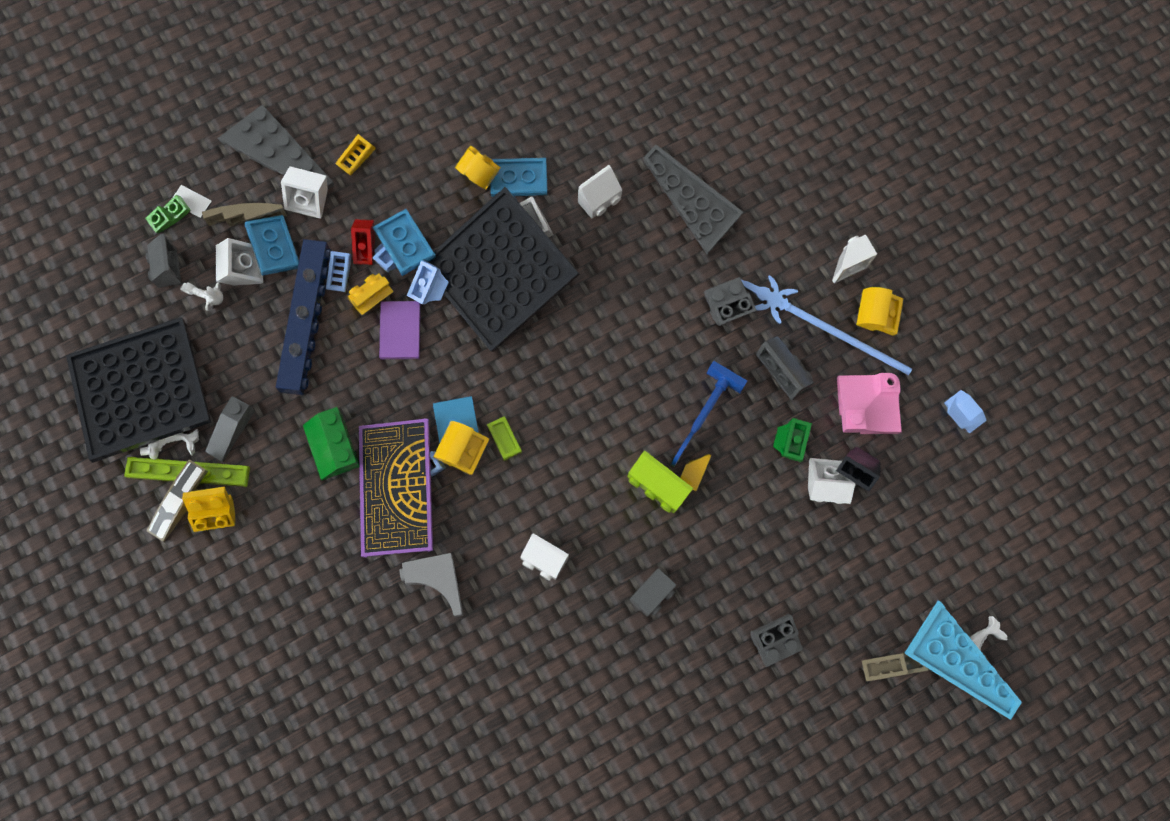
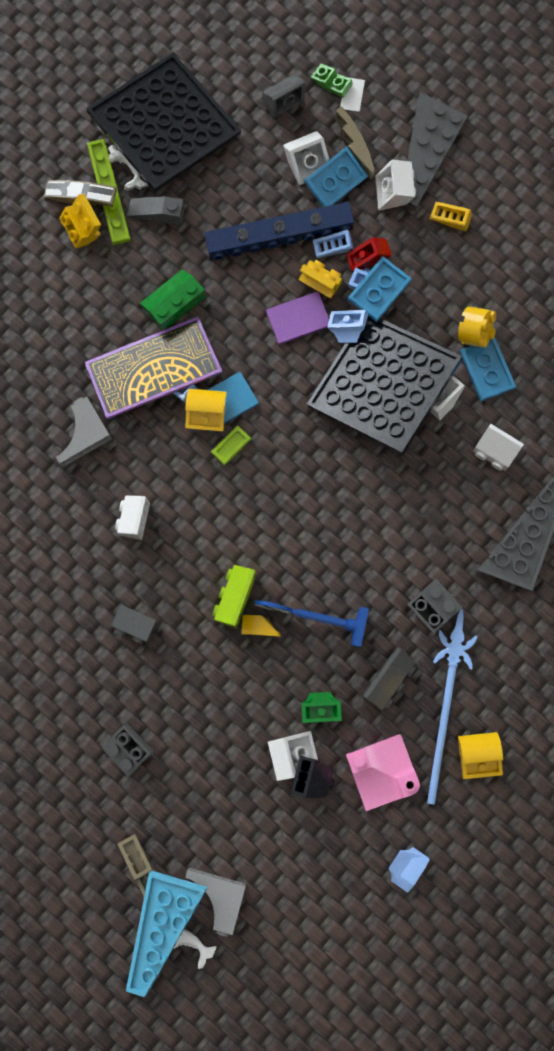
camera: 80 degrees right, 5 degrees up
(212, 295) = (268, 148): white piece -> none
(854, 258) = (524, 713): white slope -> none
(950, 591) = (225, 897): none -> light grey arch

